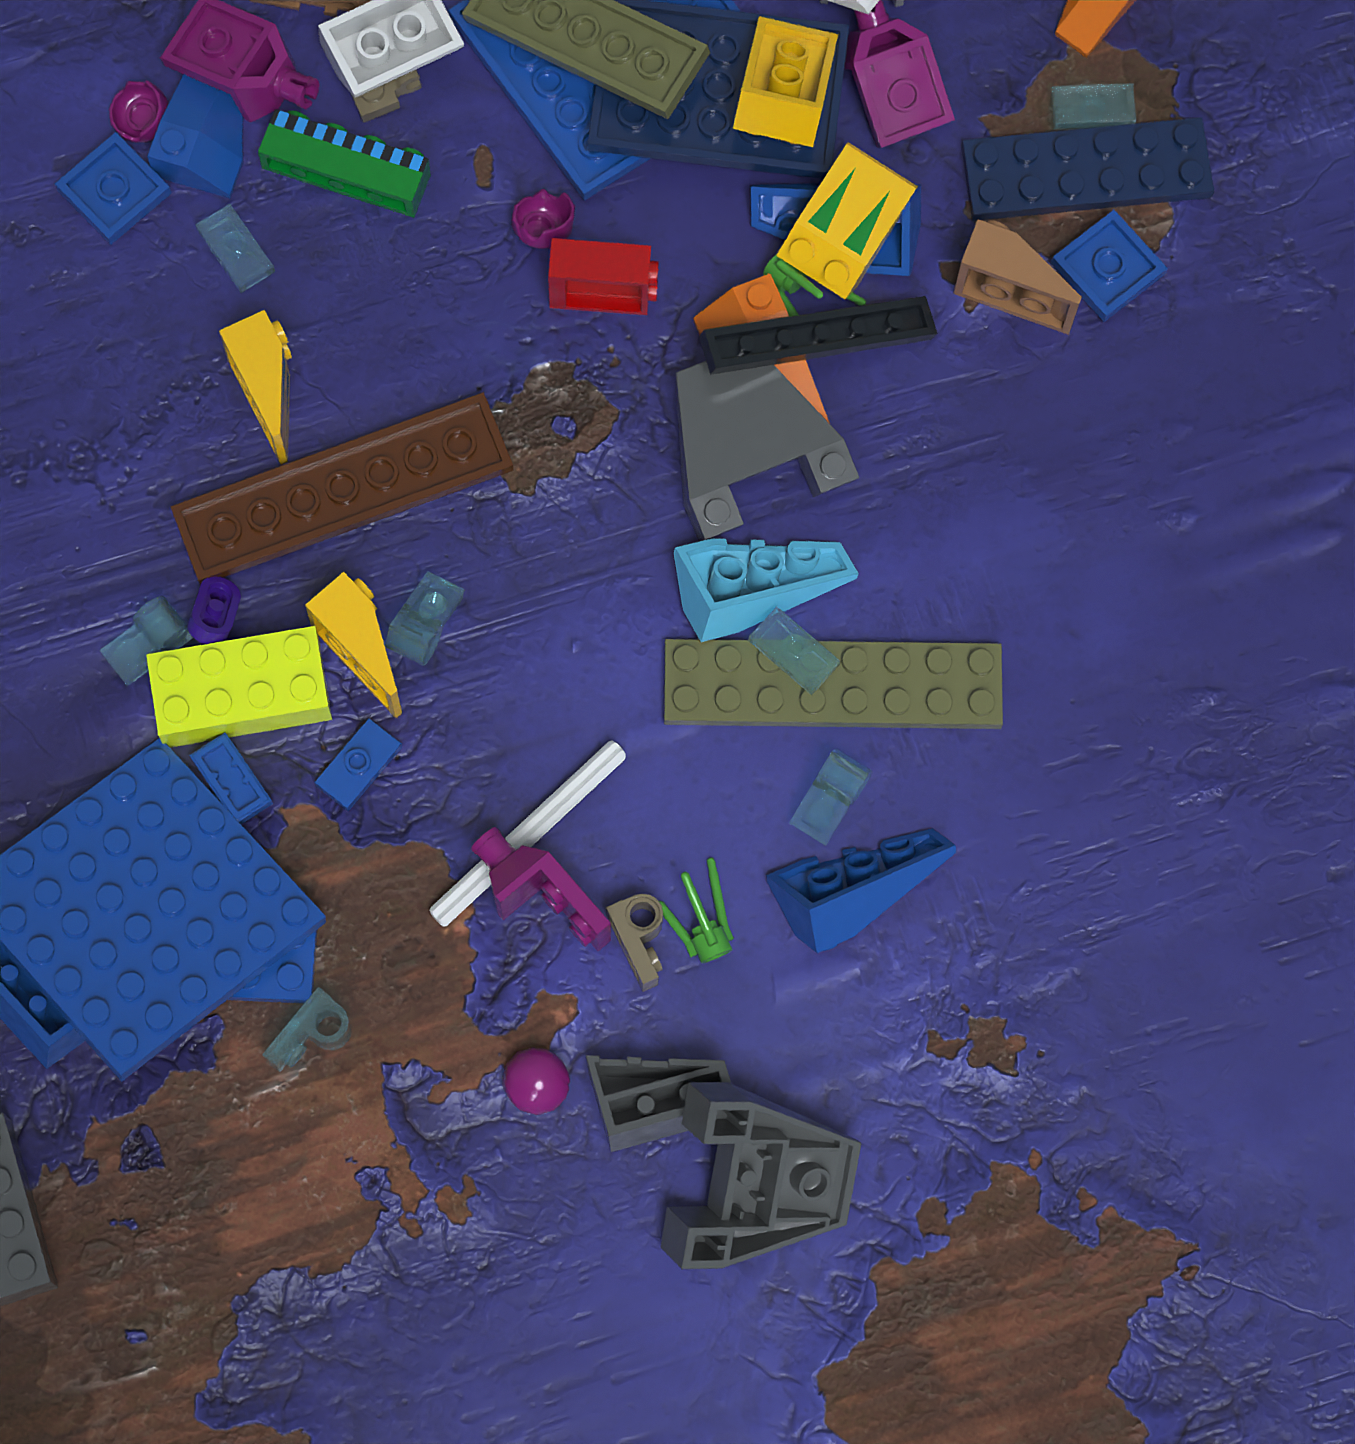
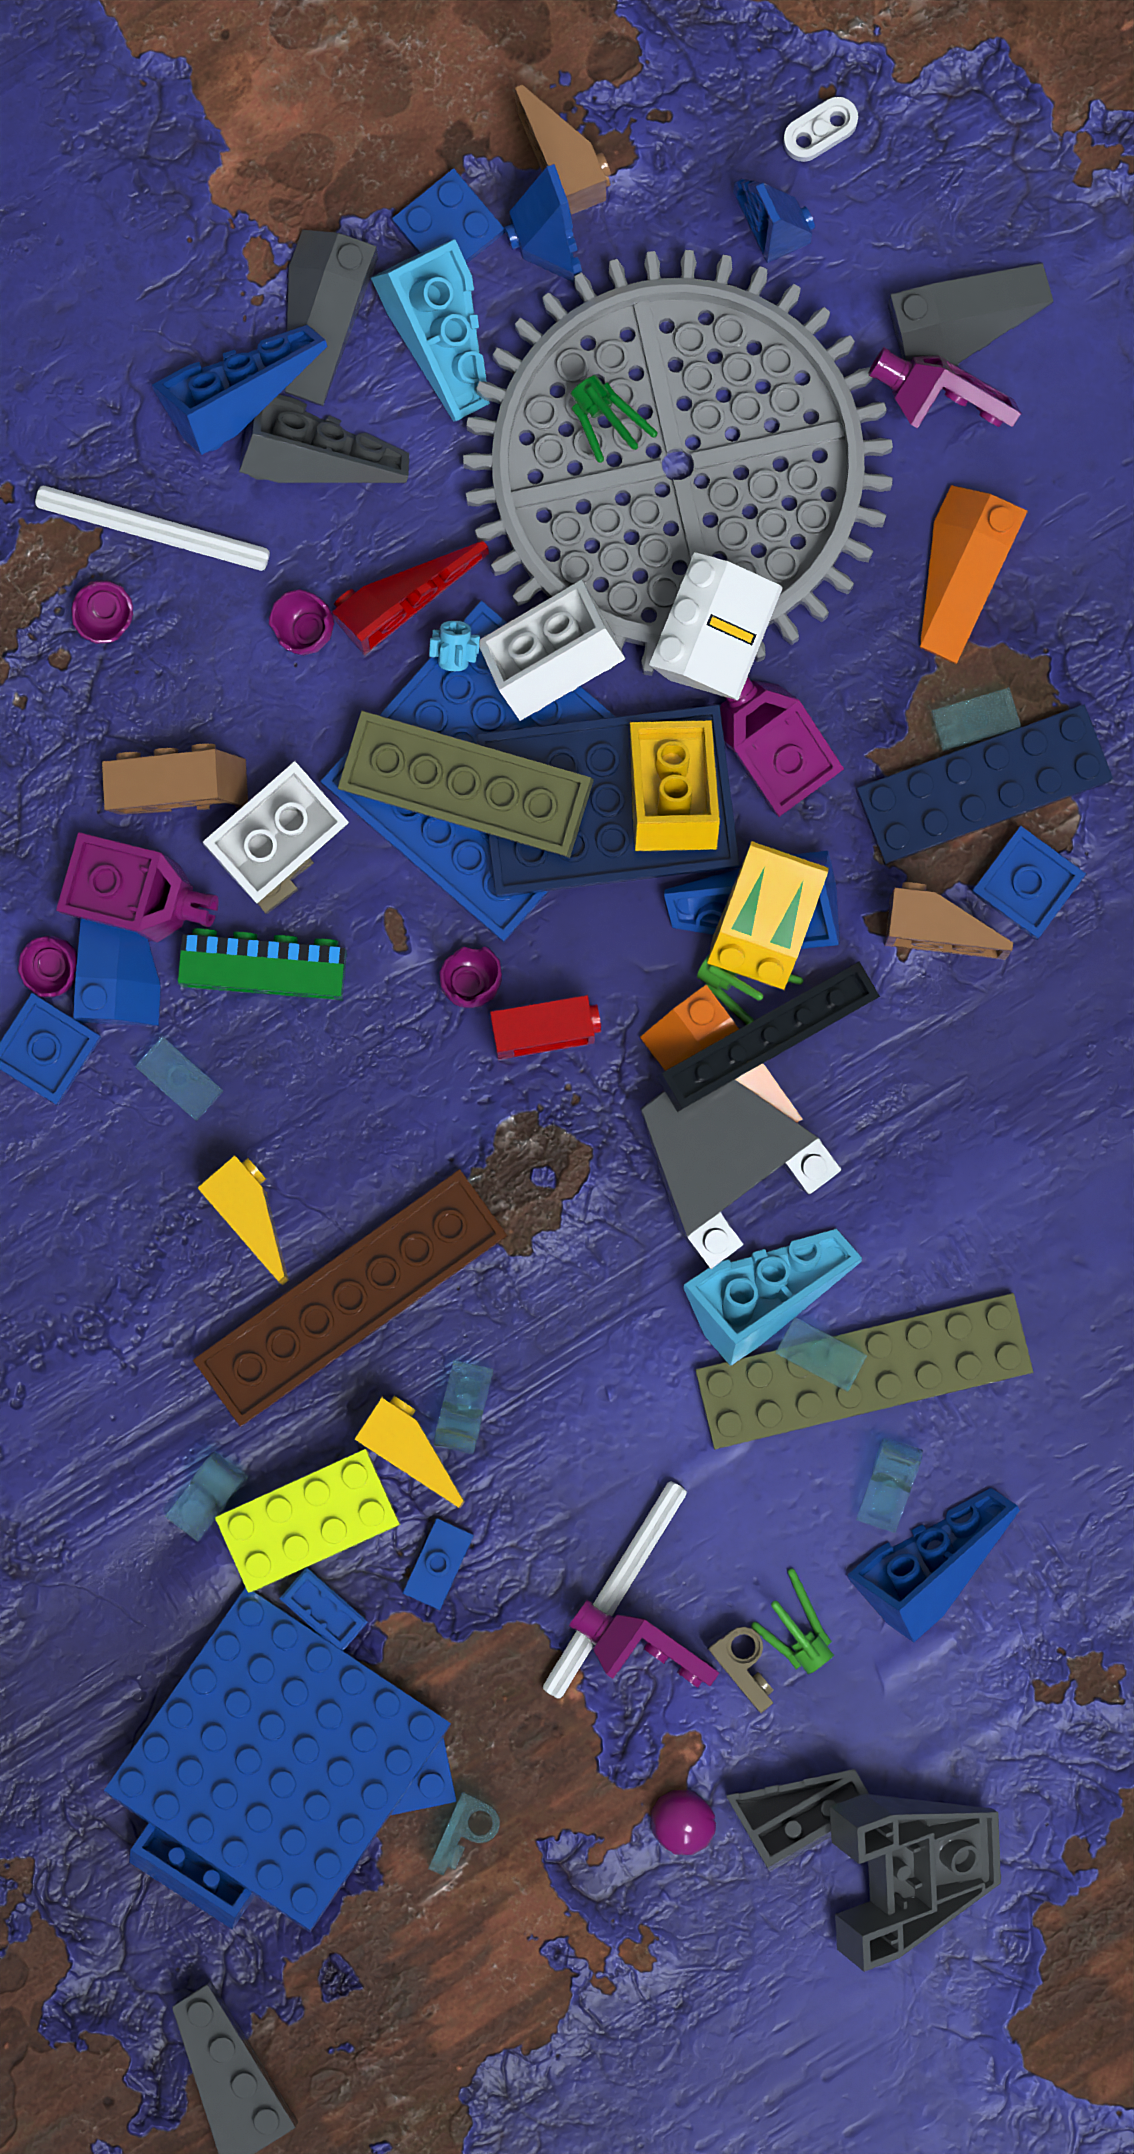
camera: 10 degrees left, 10 degrees up
(214, 610) = (266, 1457): dark purple plate -> none

